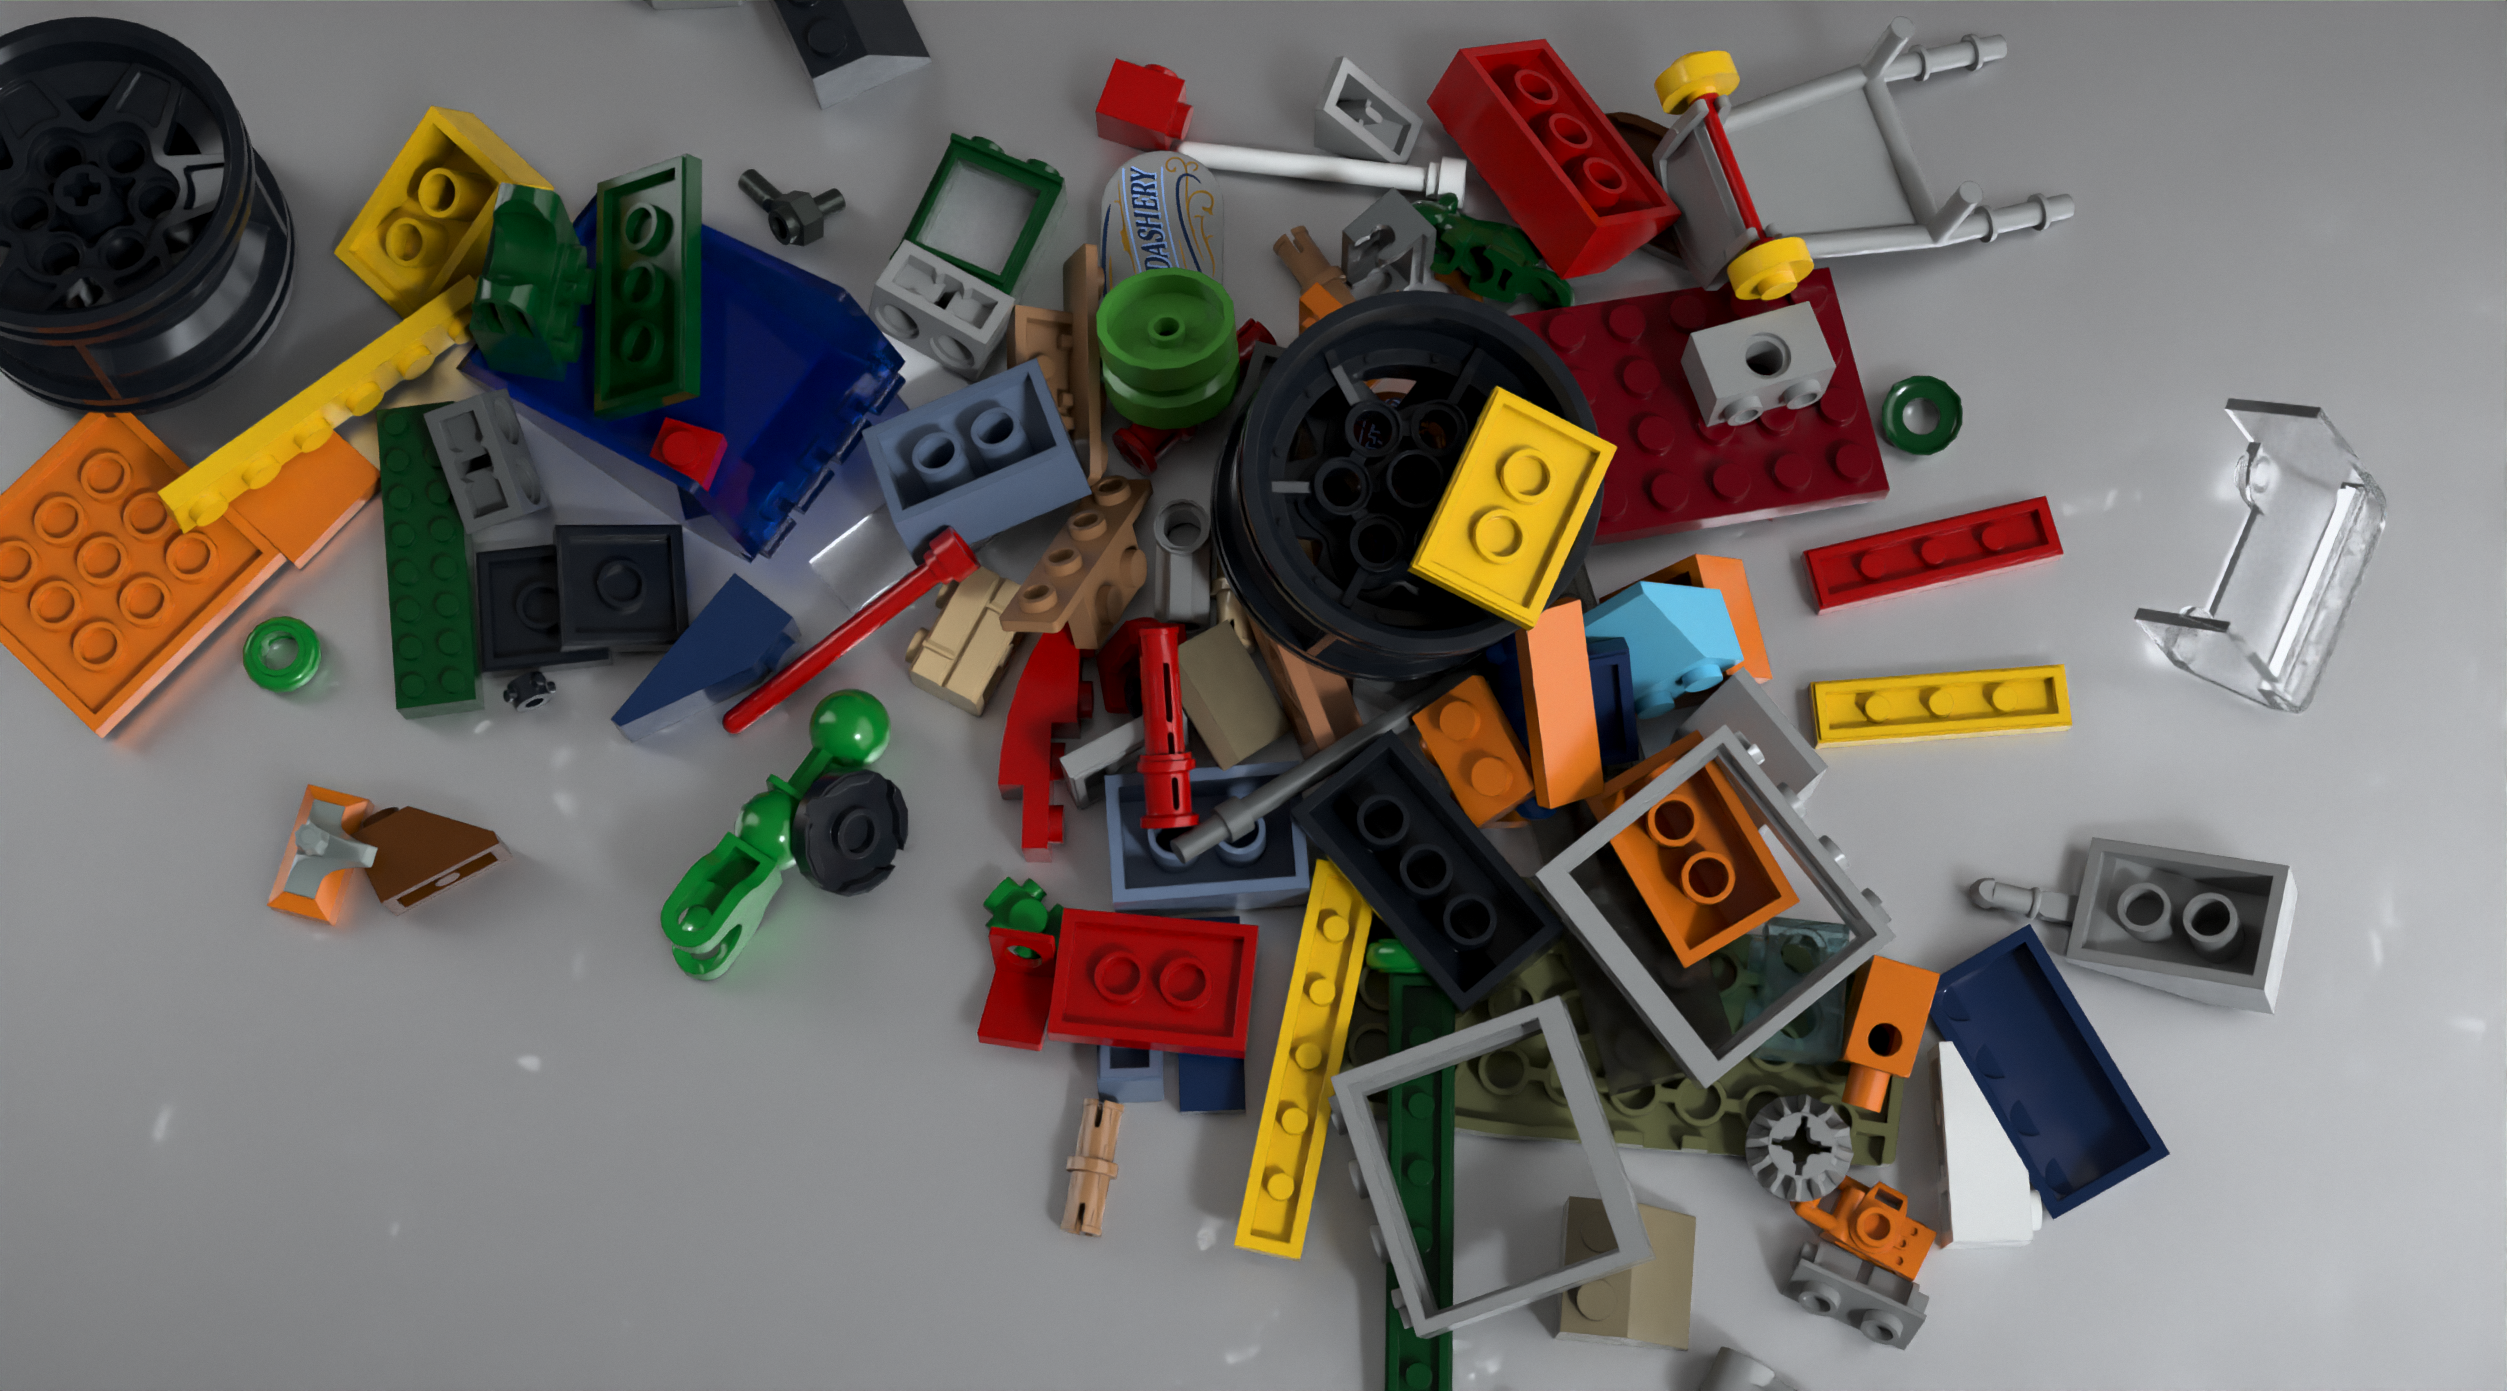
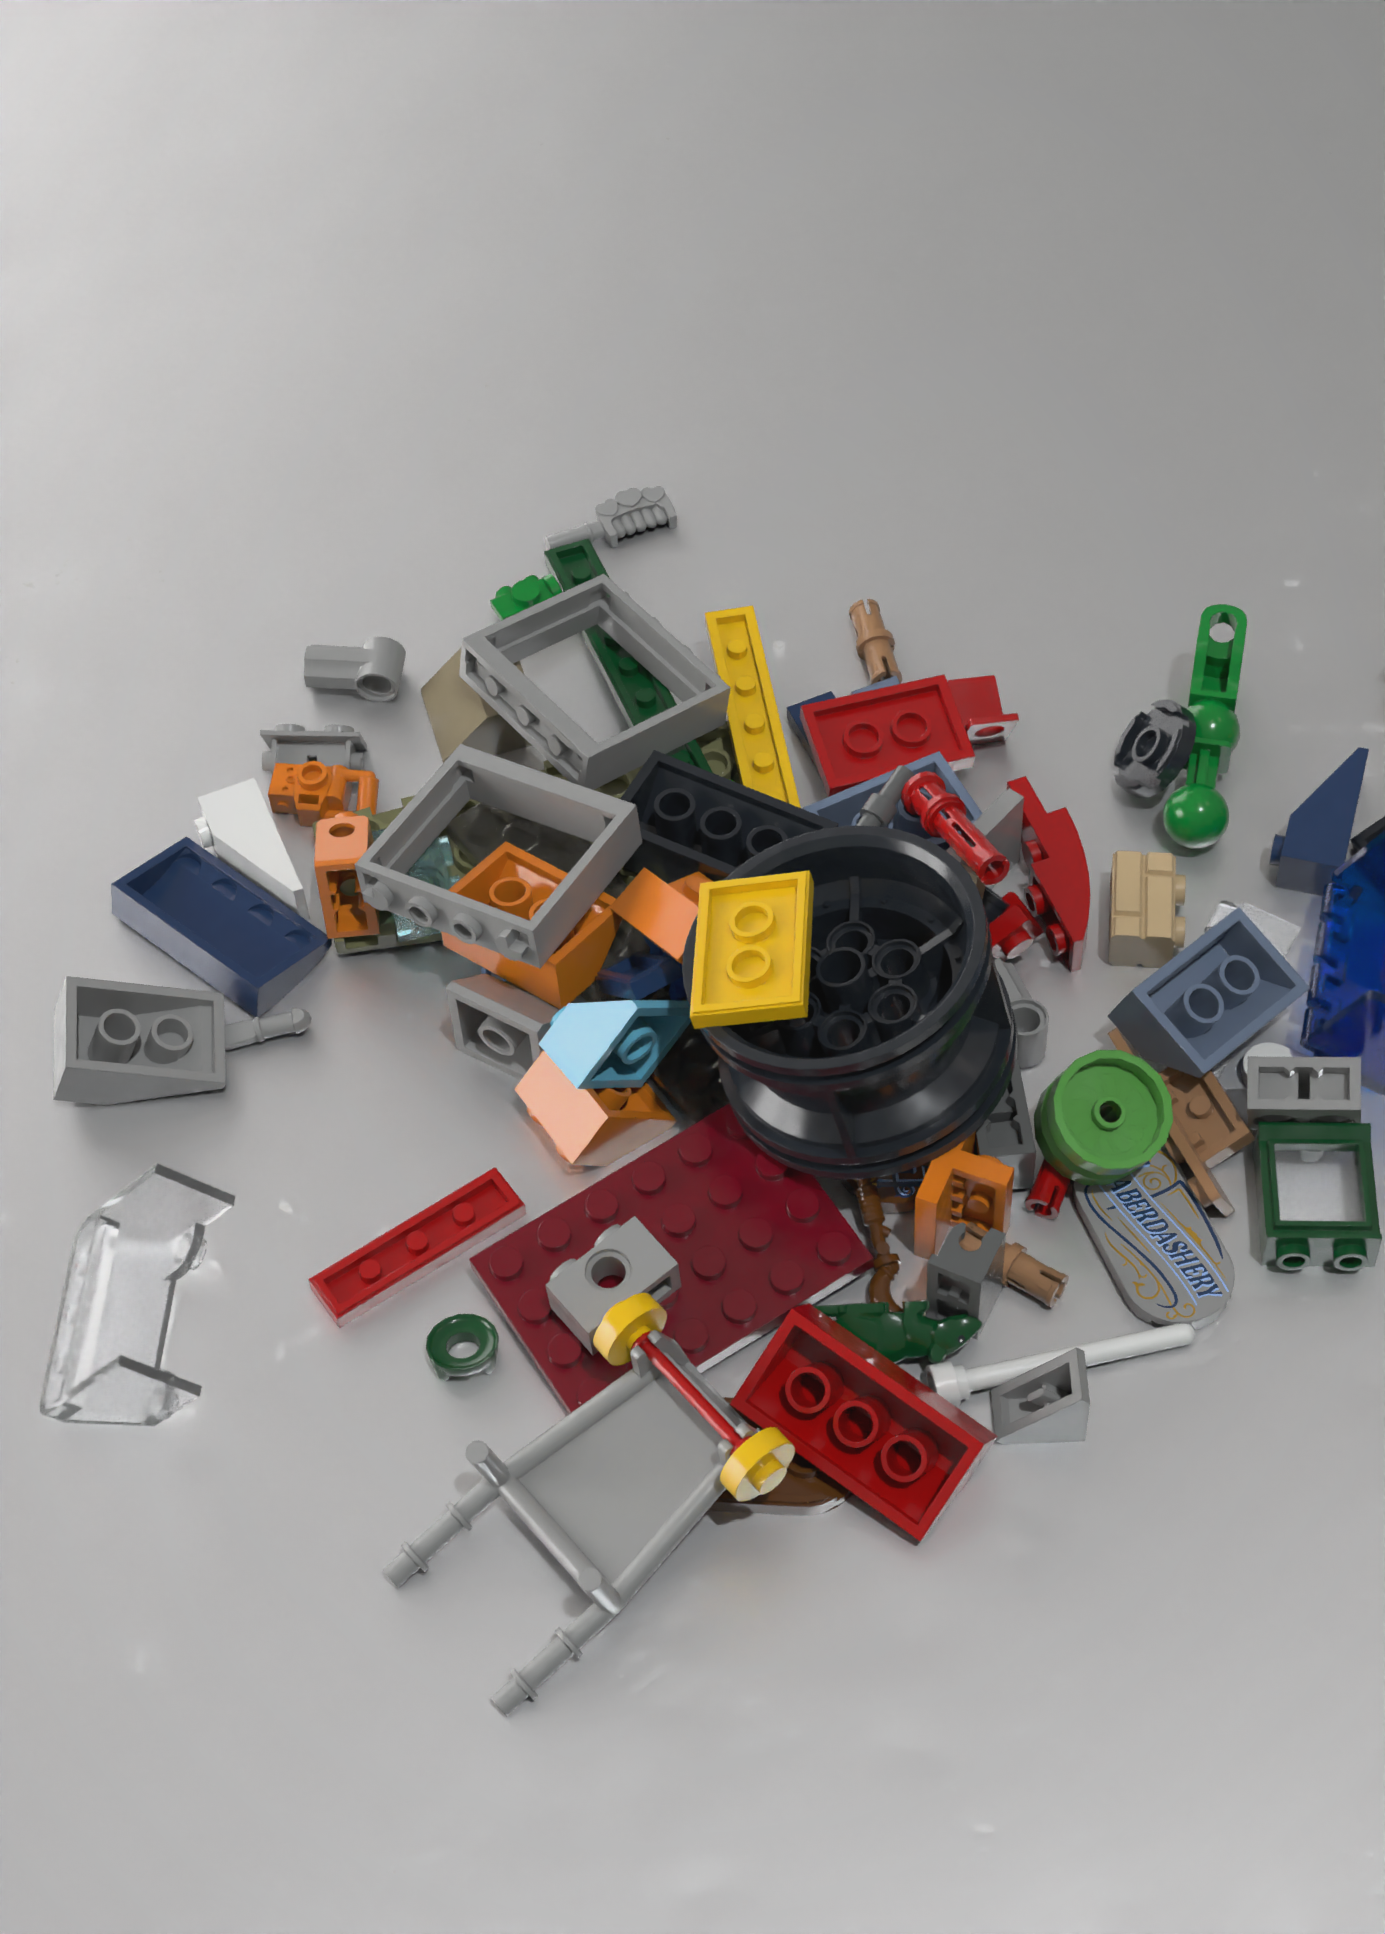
camera: 160 degrees right, 20 degrees down
(945, 561) = (1189, 918): red piece -> none
(1022, 910) = (1000, 762): green piece -> none
(1087, 568) = (1082, 951): medium nougat bracket -> none
(1143, 107) = (1238, 1342): red brick -> none
(1775, 1166) = (363, 800): light grey gear -> none
(1939, 706) = (374, 1139): yellow tile -> none

